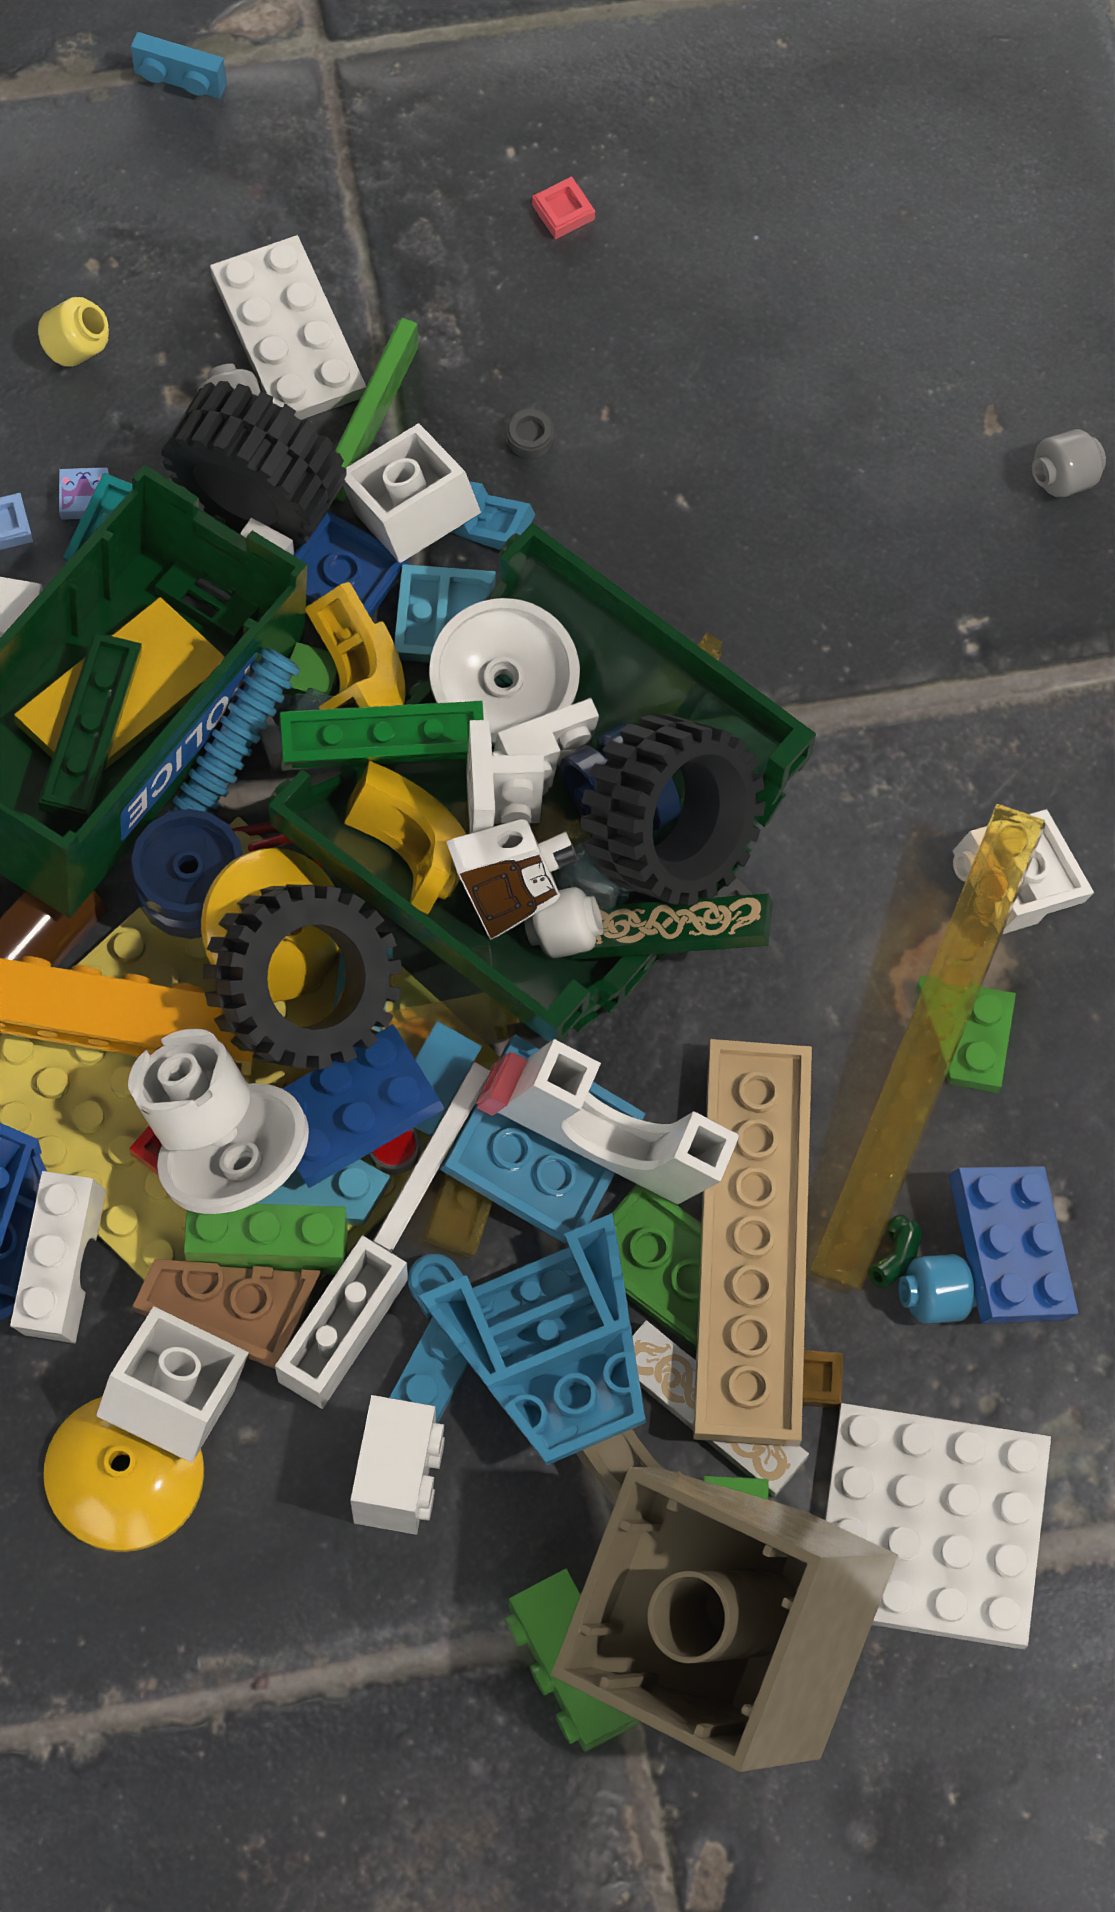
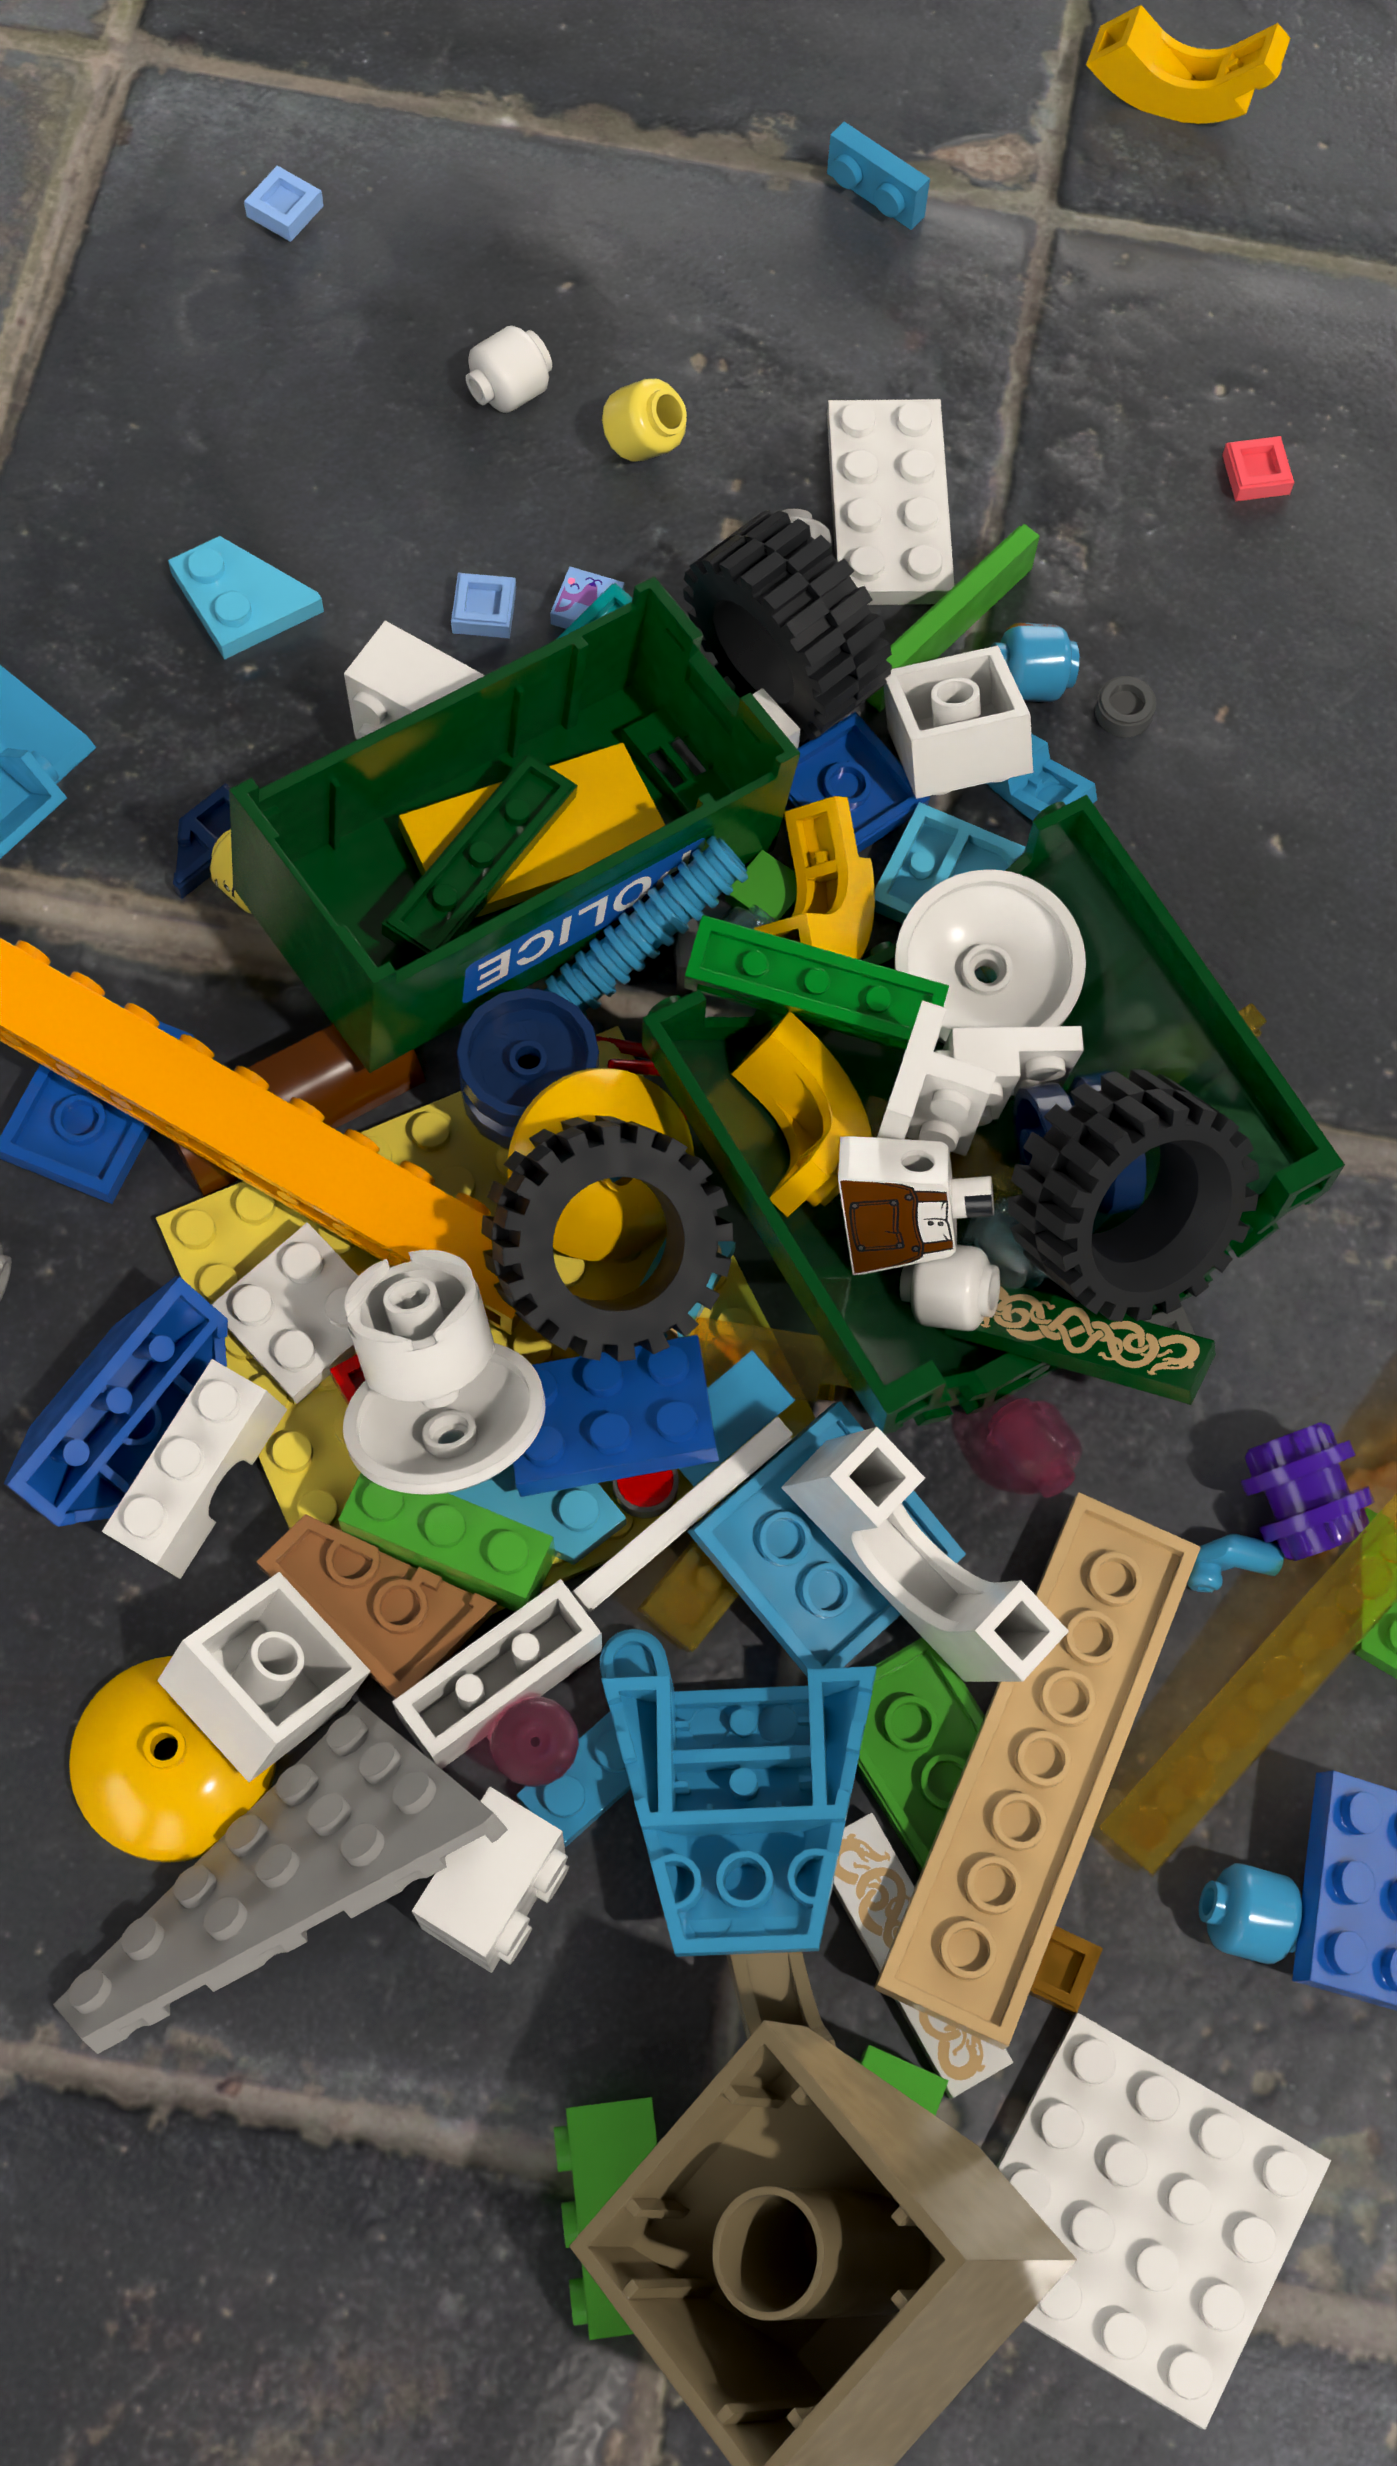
camera: 20 degrees right, 0 degrees up
(86, 1116) = (293, 1312): none -> white plate
(267, 1471) = (327, 1838): none -> light grey wing
(371, 1367) = (511, 1745): none -> clear pink head
(452, 421) = (1040, 660): none -> dark azure head
(501, 1083) = (798, 1455): coral tile -> none
(665, 1019) = (1033, 1448): none -> clear pink head
(836, 1042) = (1230, 1553): none -> dark azure arm
(872, 978) = (1307, 1491): none -> dark purple piece
(906, 1240) = (1224, 1849): dark green arm -> none

